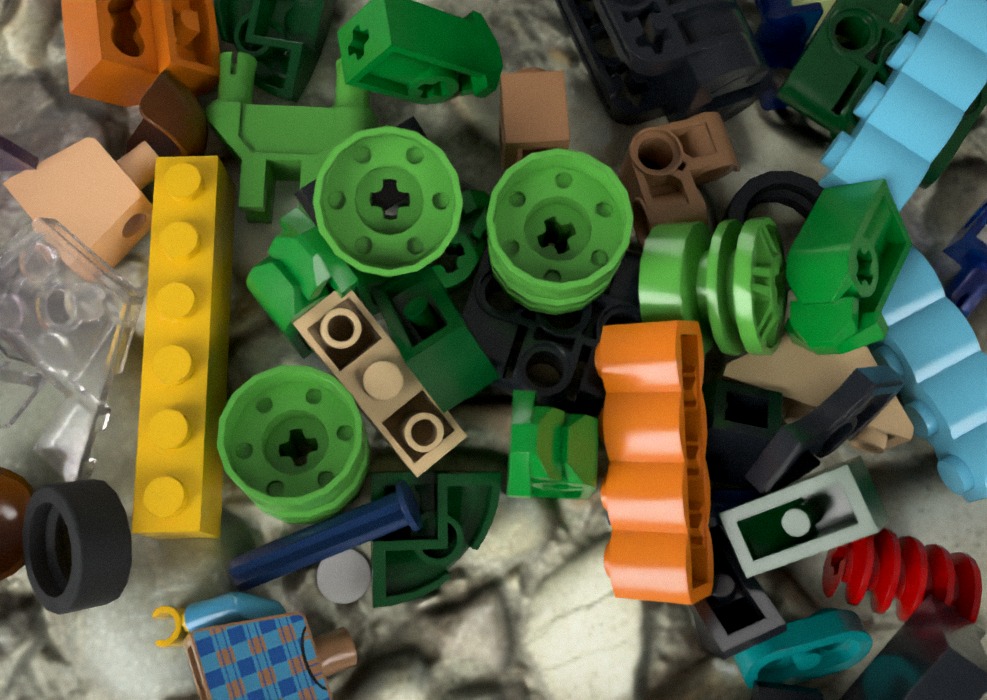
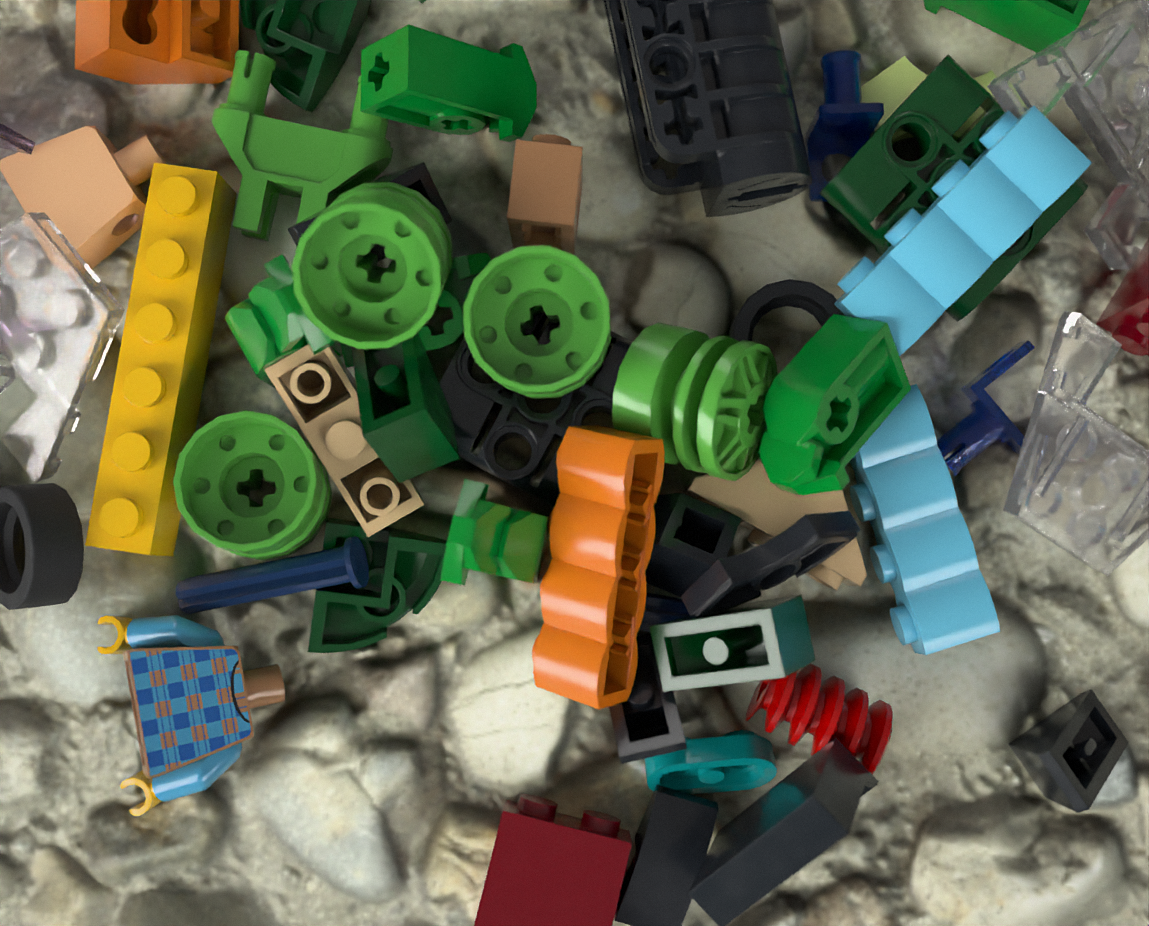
camera: 15 degrees right, 10 degrees up
(171, 119) = (177, 121): reddish brown helmet -> none
(344, 577) = (287, 616): white sticker -> none
(688, 155) = (714, 243): medium nougat piece -> none

